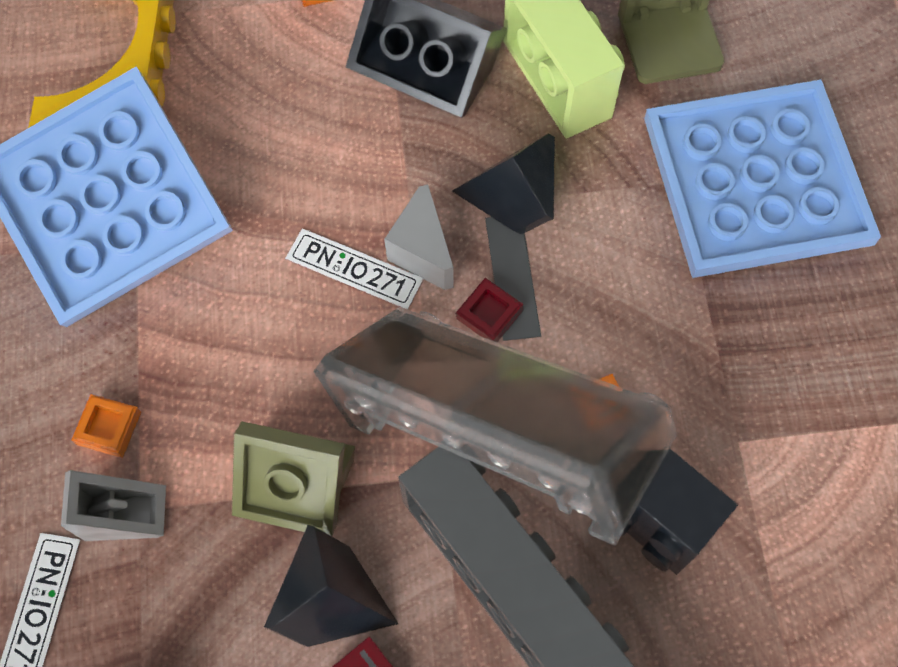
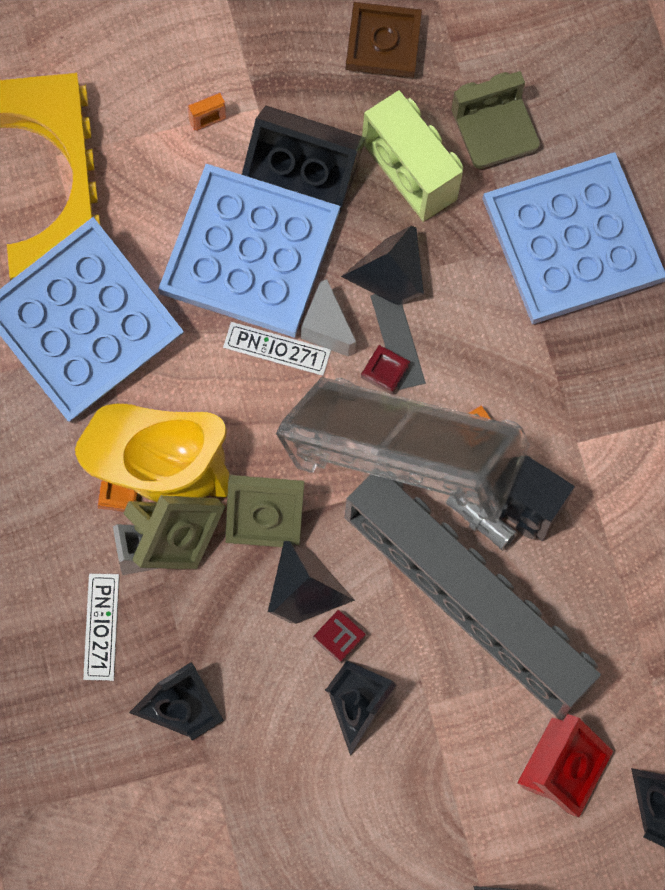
camera: 15 degrees left, 5 degrees up
(150, 490) = (173, 530): none -> olive bracket
(157, 381) = (156, 451): none -> yellow piece
(339, 145) = (249, 250): none -> light blue plate
(617, 559) = (498, 533): none -> light grey pin

